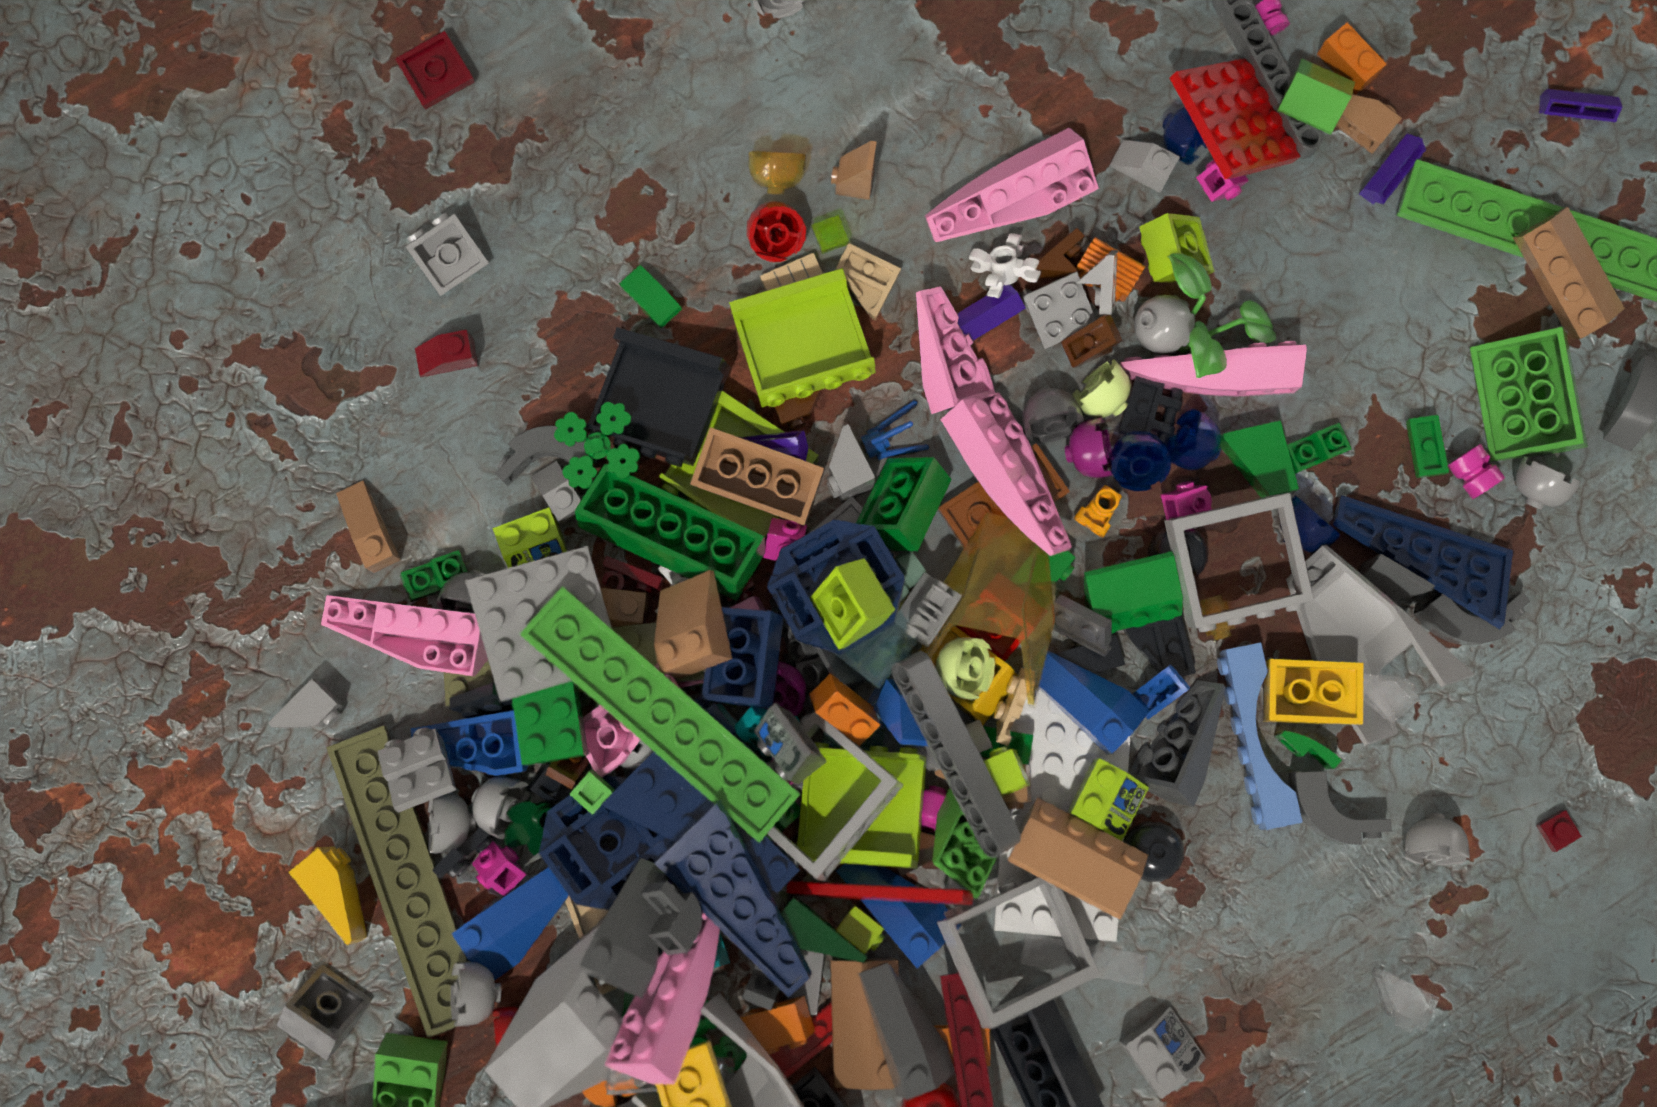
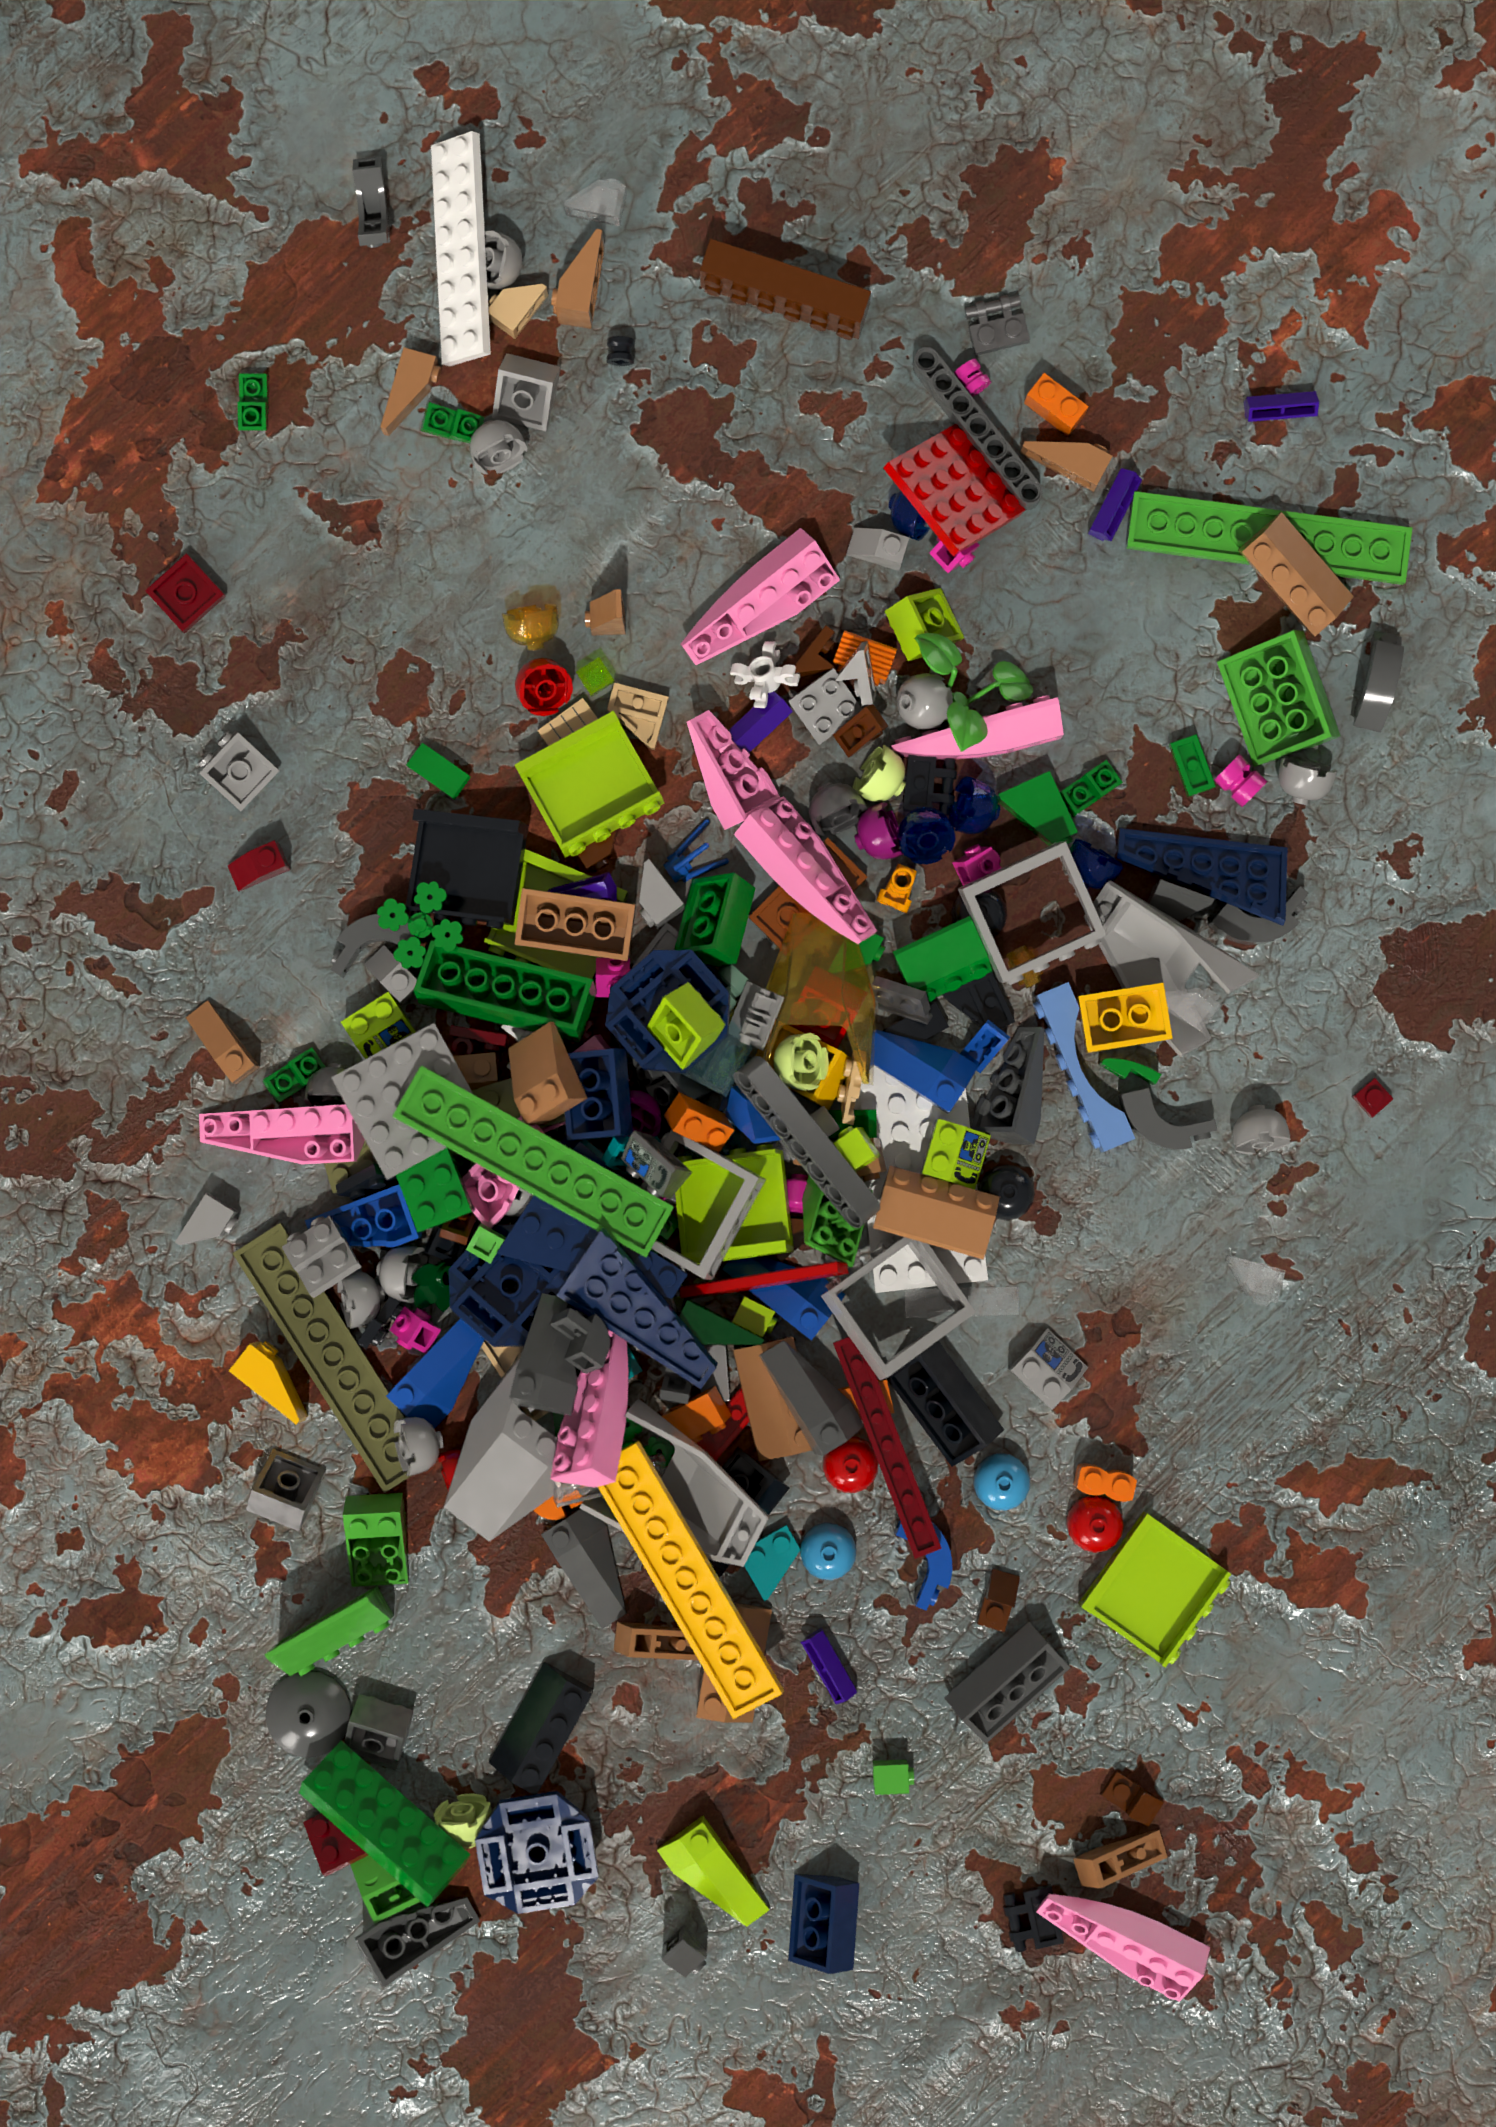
camera: 10 degrees left, 5 degrees up
(1316, 96) = (1027, 451): bright green slope -> none

